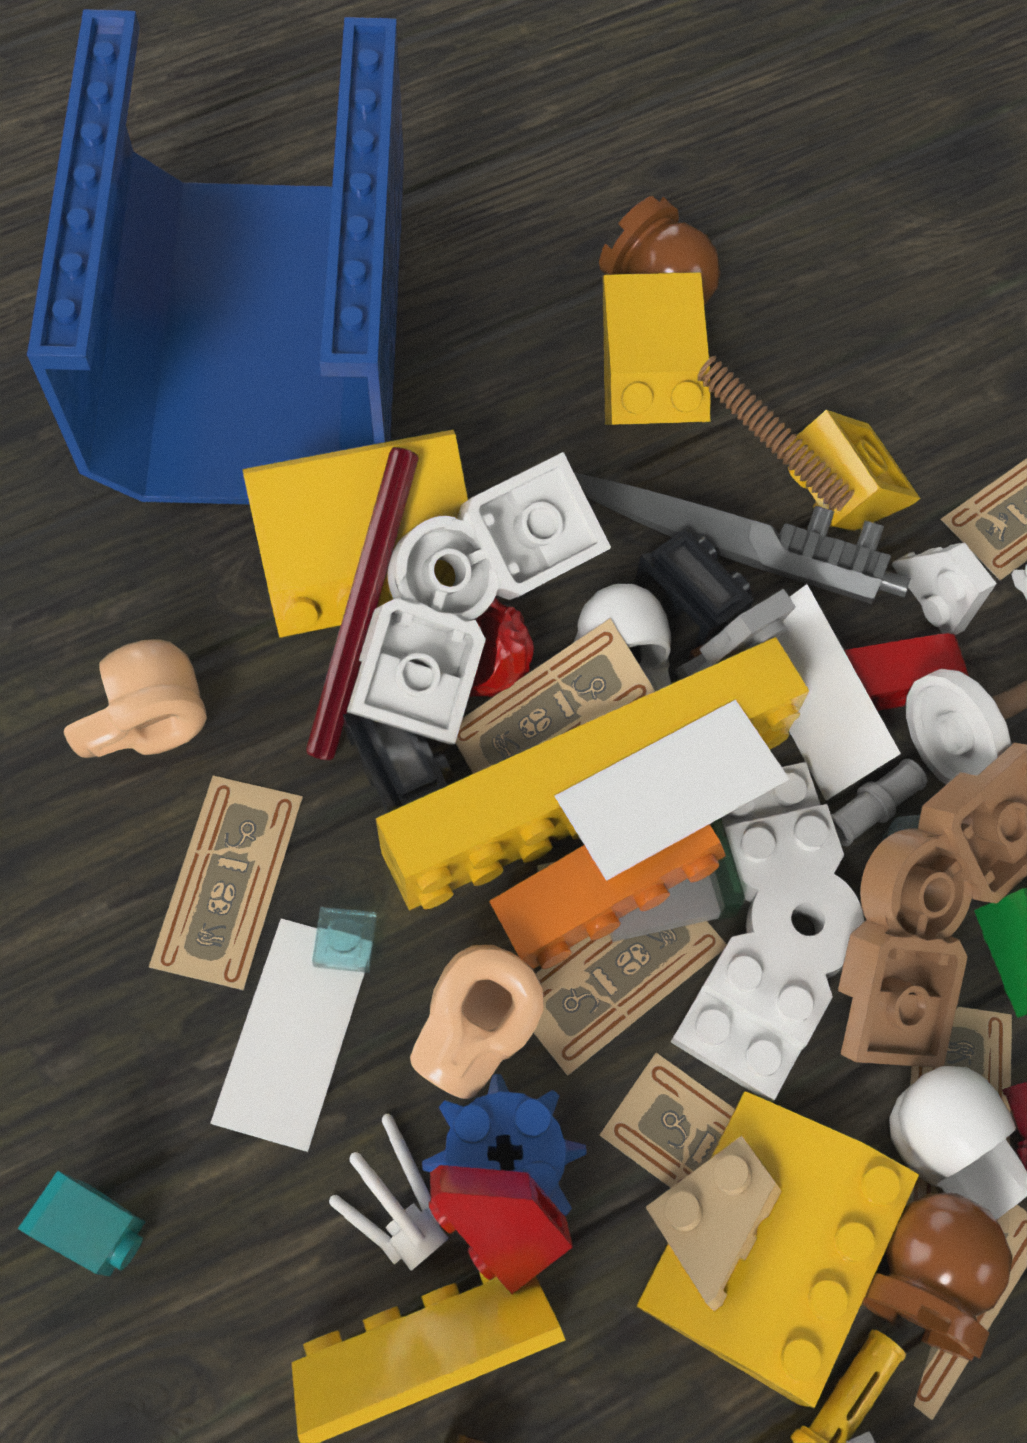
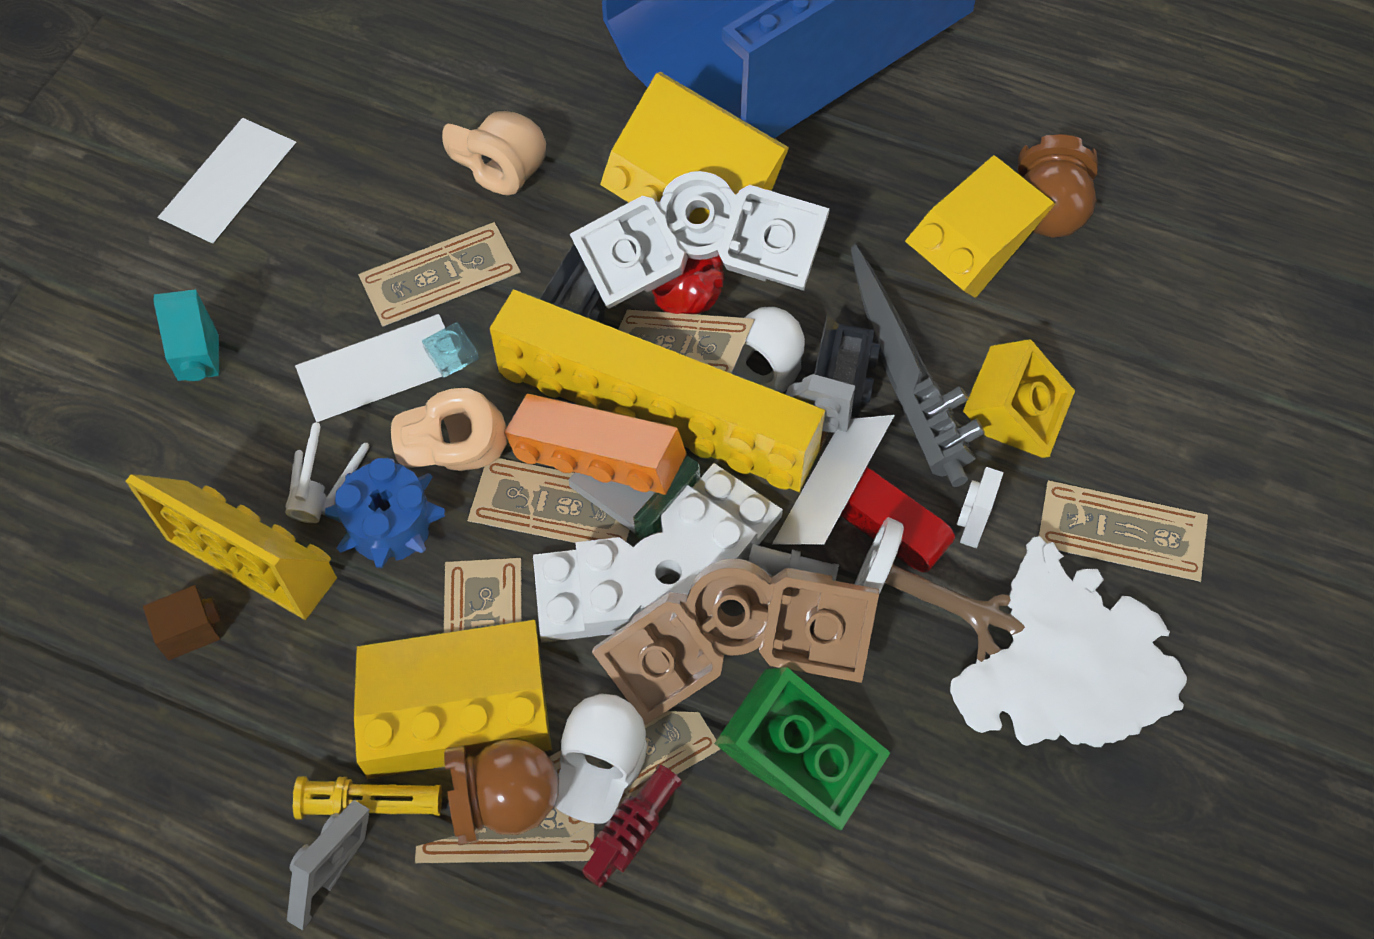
camera: 55 degrees right, 5 degrees down
(362, 602) = (700, 160): dark red axle -> none
(503, 1218) = (332, 511): red slope -> none
(671, 789) = (668, 421): white sticker -> none
(715, 1216) = (438, 644): tan wing -> none
(828, 495) = (973, 302): medium nougat piece -> none

